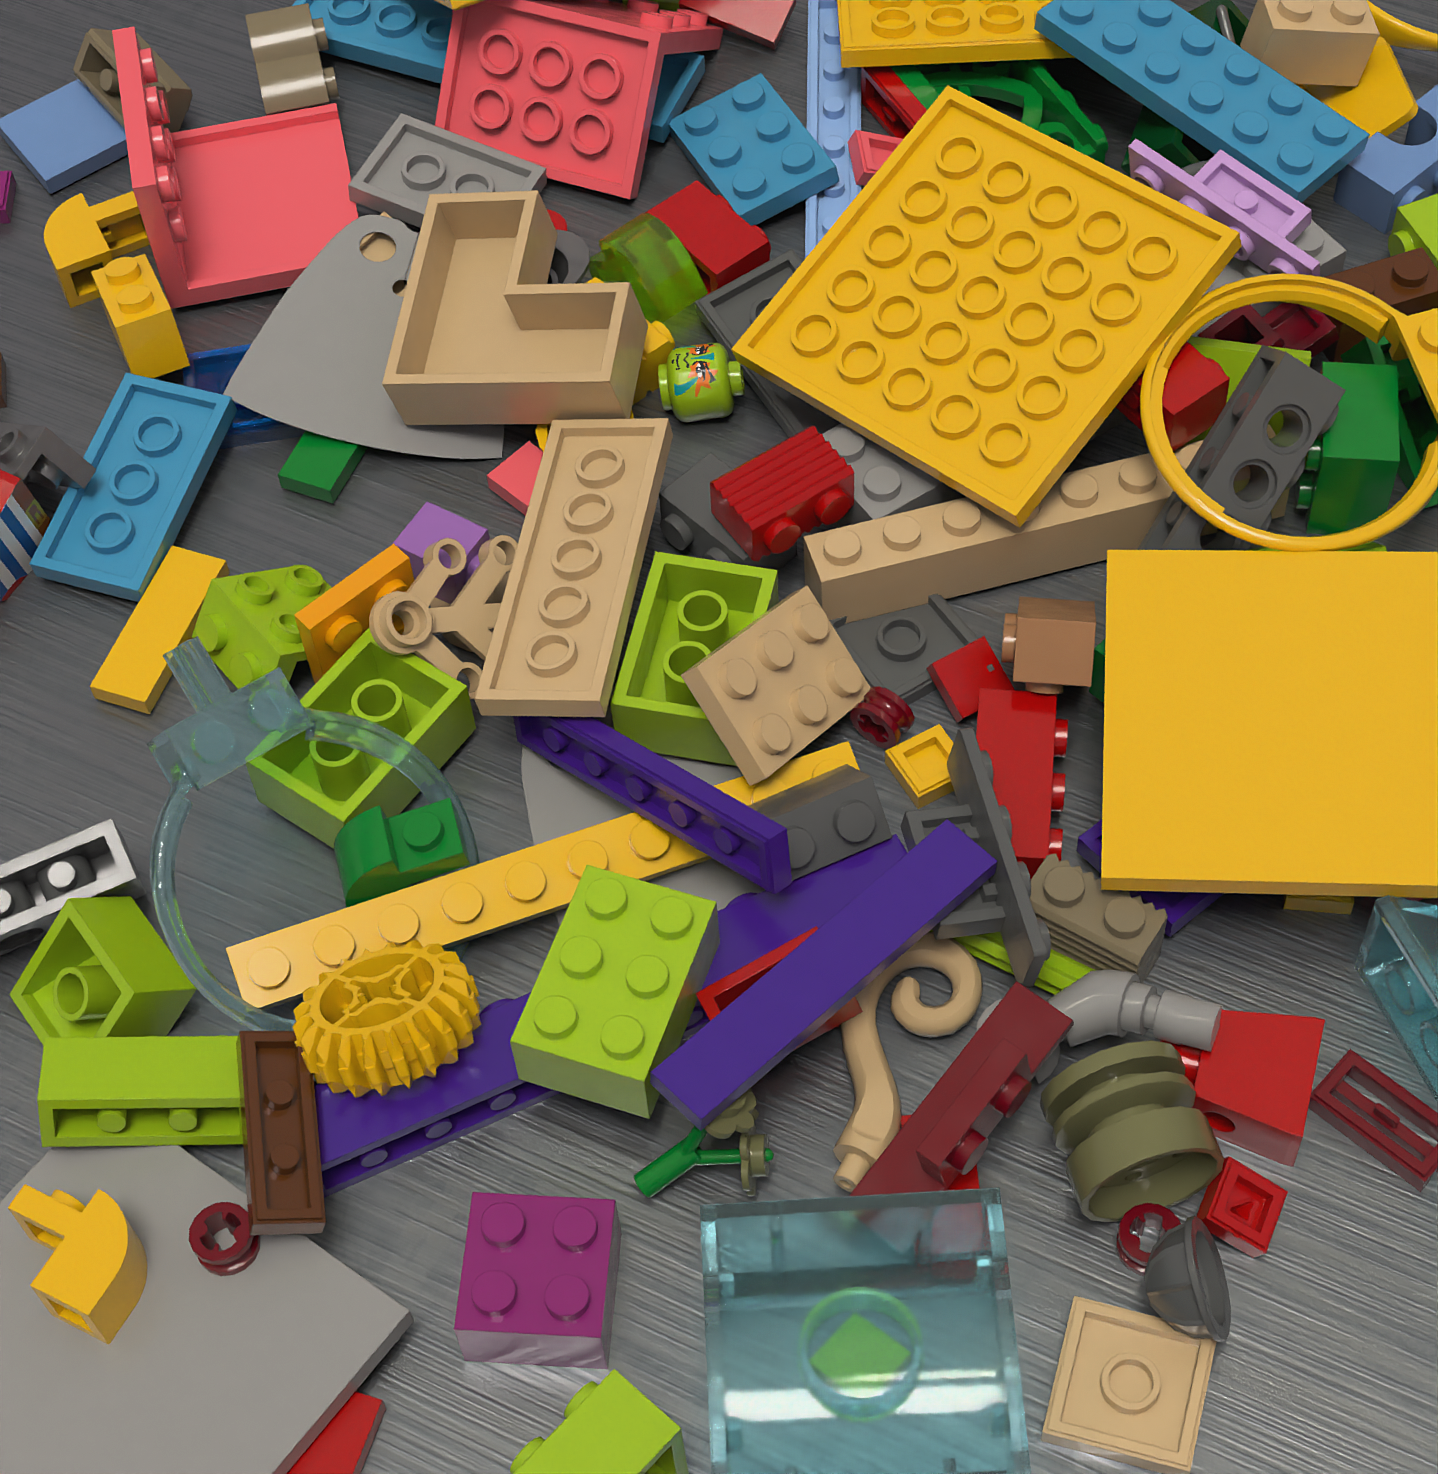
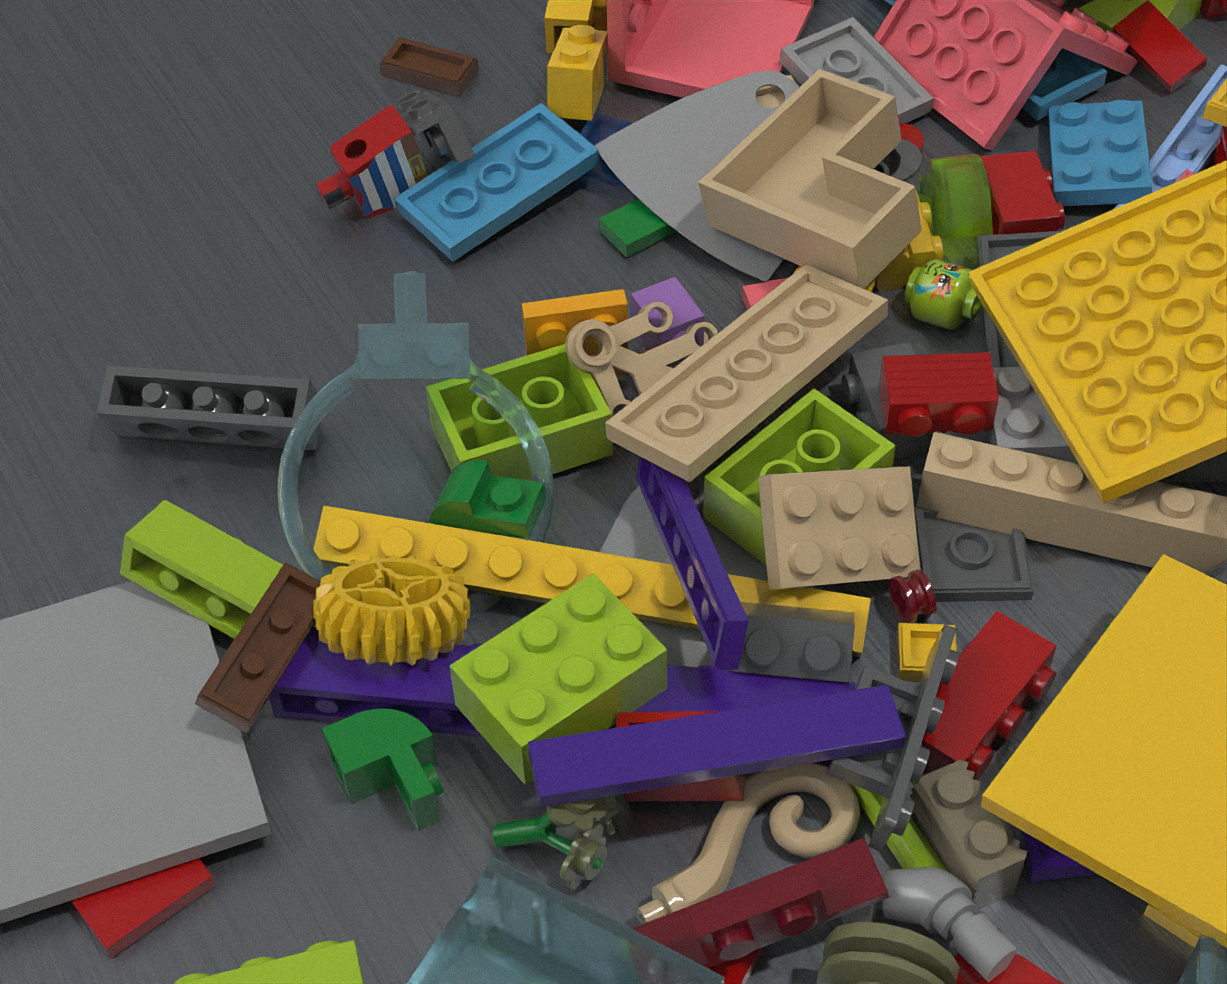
camera: 30 degrees right, 5 degrees down
(95, 1262) = (91, 669): yellow brick -> none
(102, 975) = (237, 484): lime slope -> none
(162, 620) = (462, 276): yellow tile -> none
(210, 1255) = (171, 694): dark red bush -> none
(251, 621) = (497, 309): lime bracket -> none
(469, 1158) = (383, 751): none -> green brick
(538, 1280) = (373, 856): magenta brick -> none
(964, 673) = (1004, 594): red tile -> none
(1050, 643) = (1073, 604): medium nougat brick -> none

